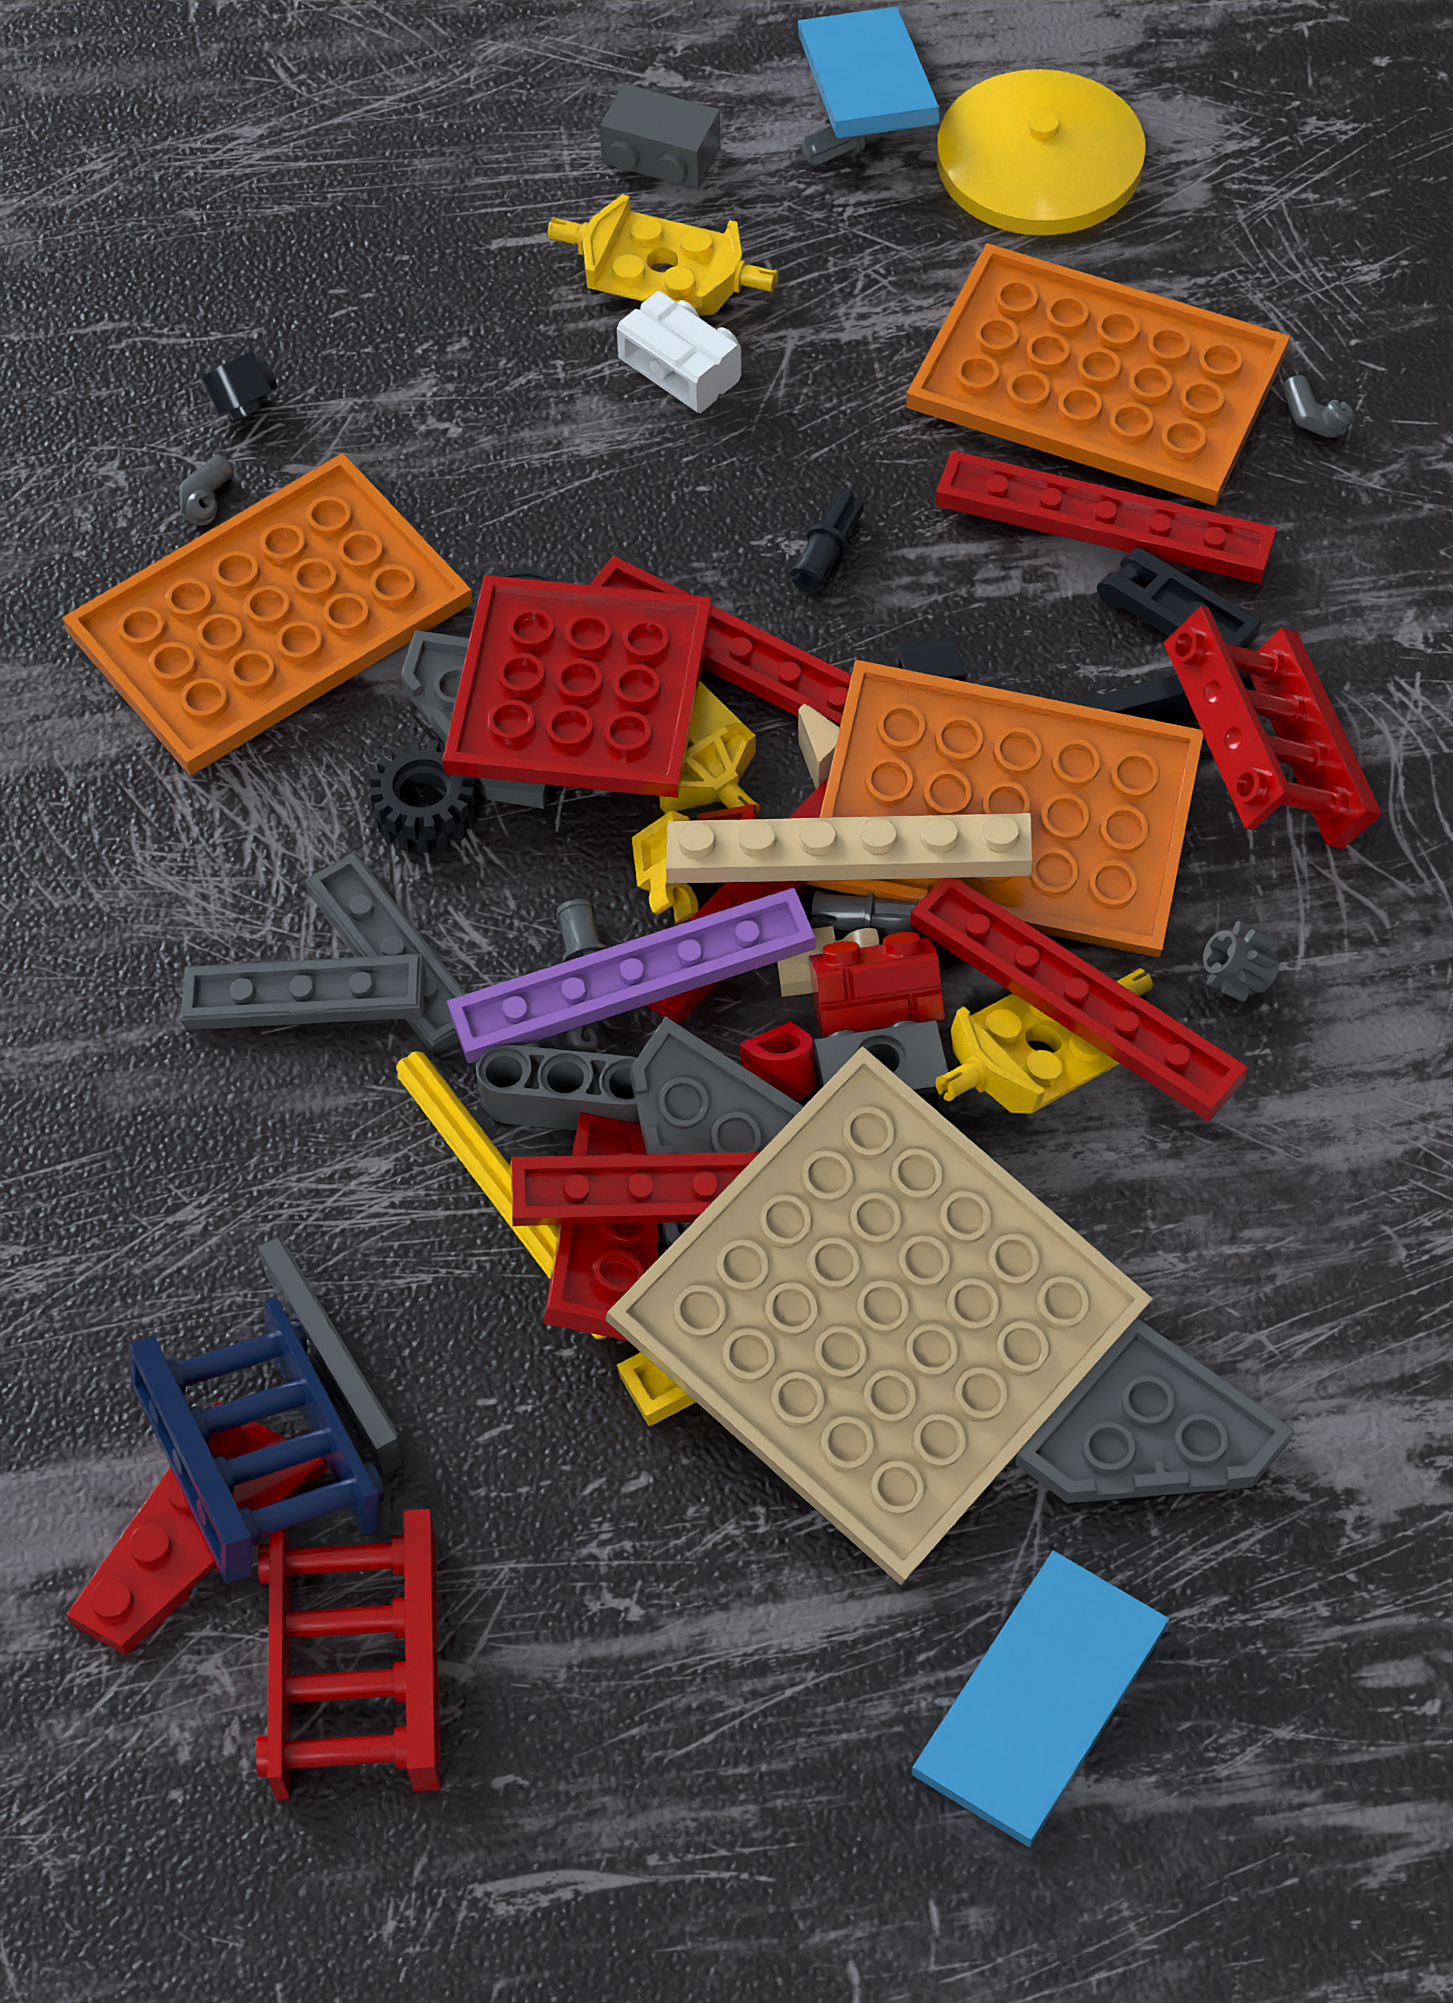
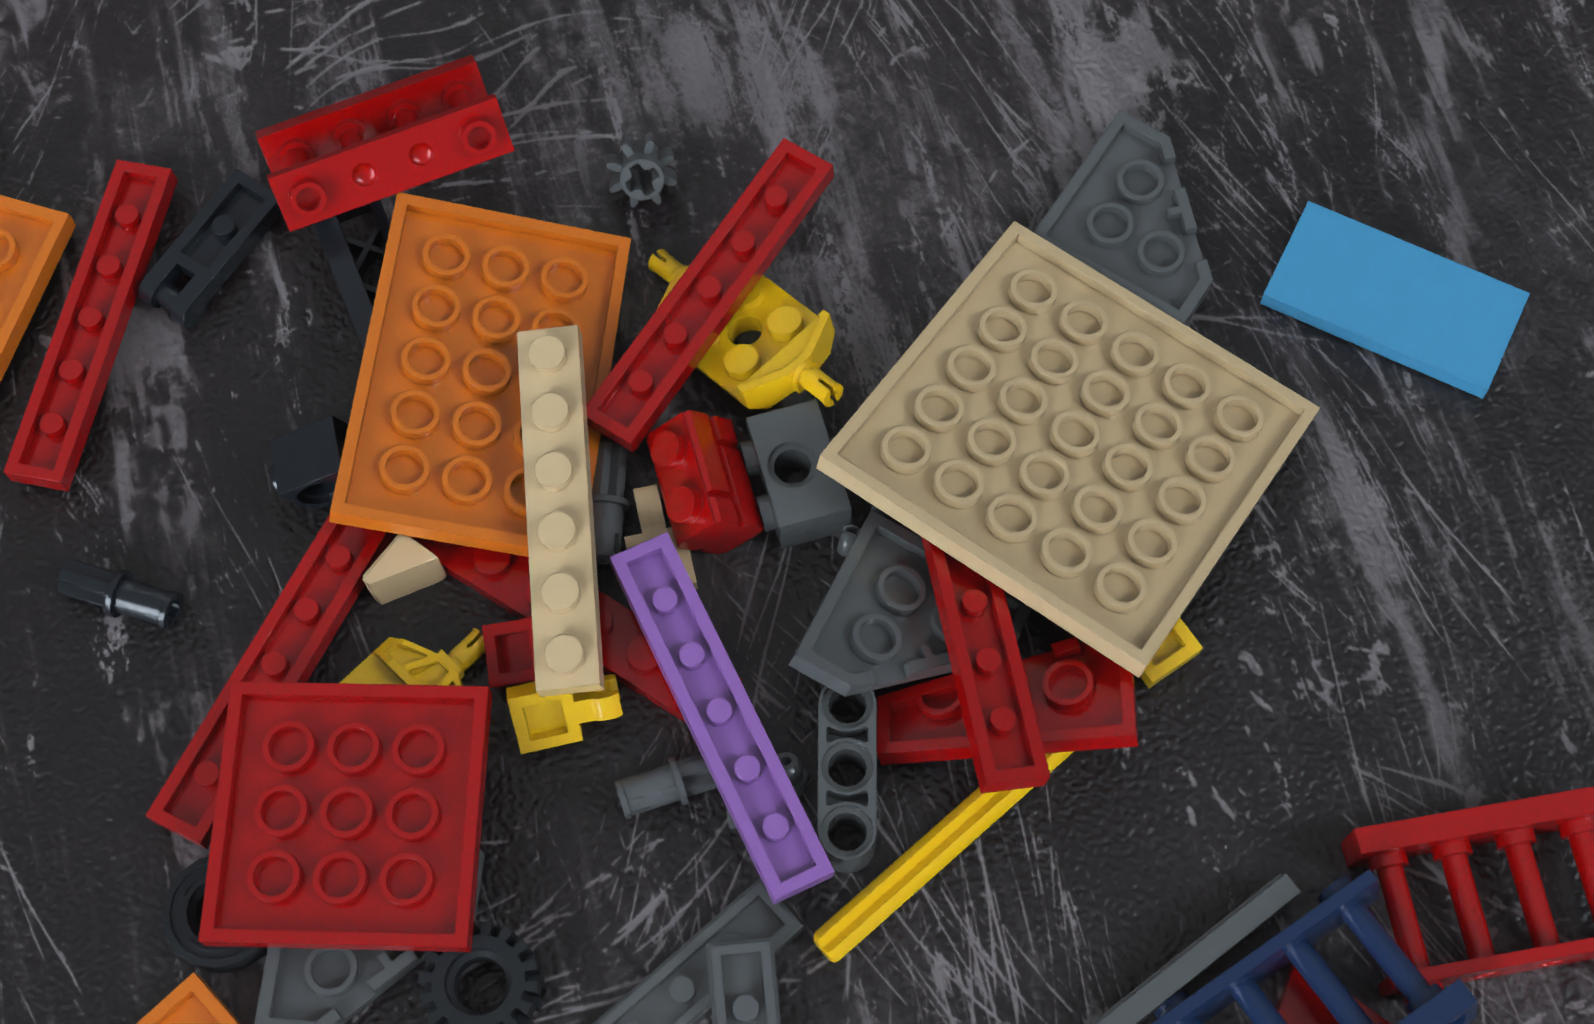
camera: 95 degrees left, 10 degrees up
(783, 1060) = (797, 566): red plate -> none

